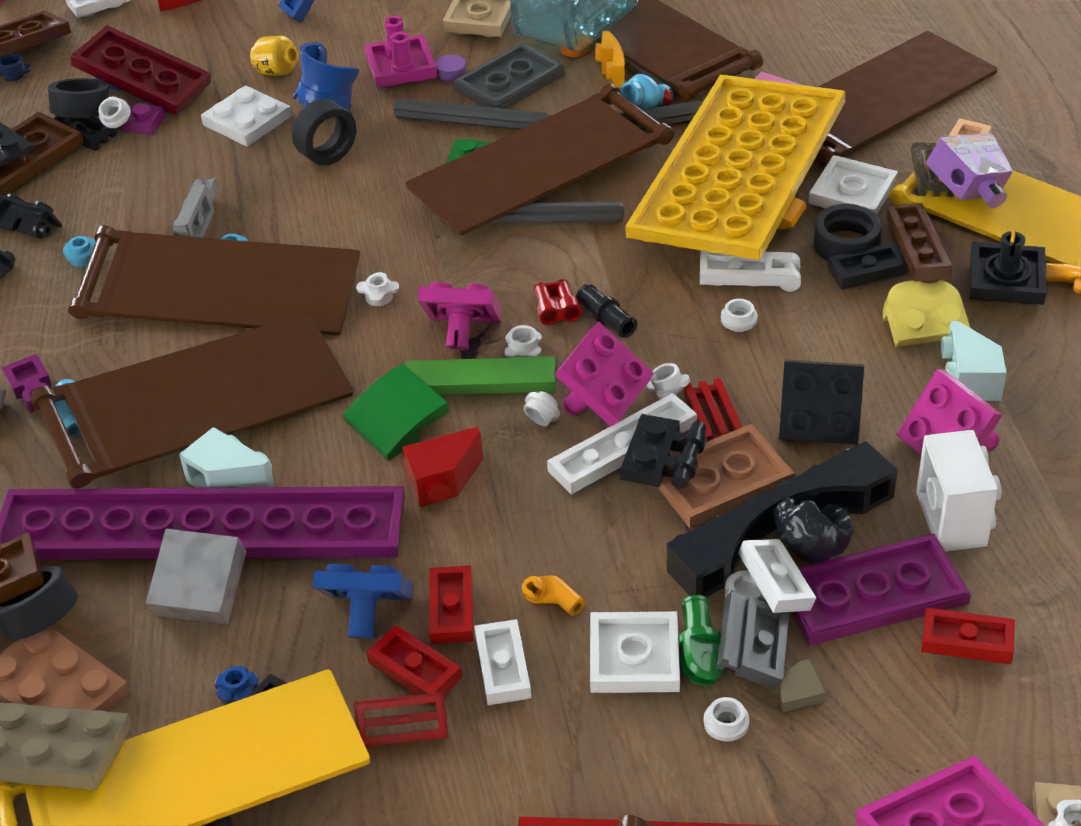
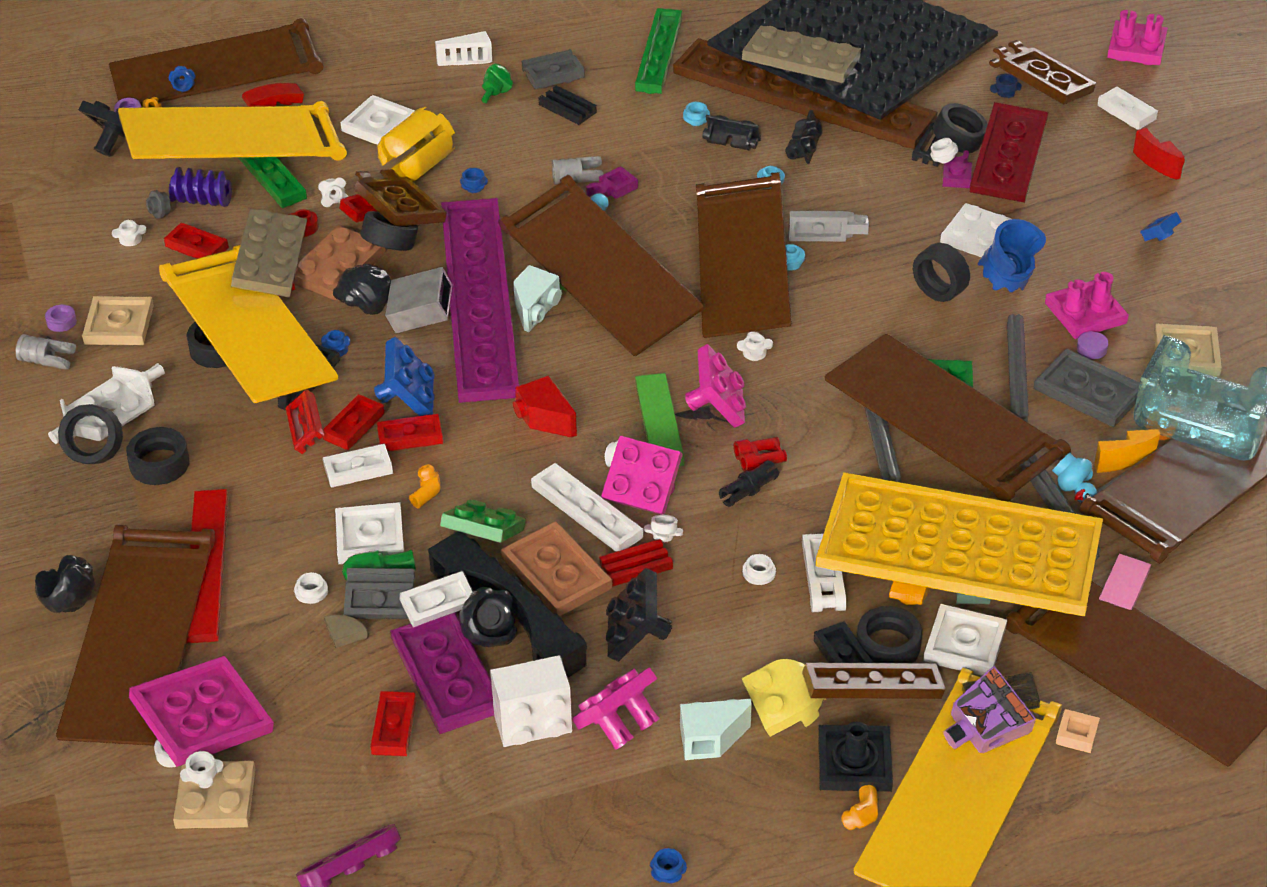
camera: 80 degrees right, 0 degrees up
(141, 640) = (364, 287): none -> black hair
(274, 55) = (1063, 227): yellow head -> none
(395, 411) = (607, 376): green slope -> none
(523, 342) = (700, 438): white plate -> none
(645, 528) = (483, 522): none -> green plate
(651, 451) = (564, 522): black plate -> none

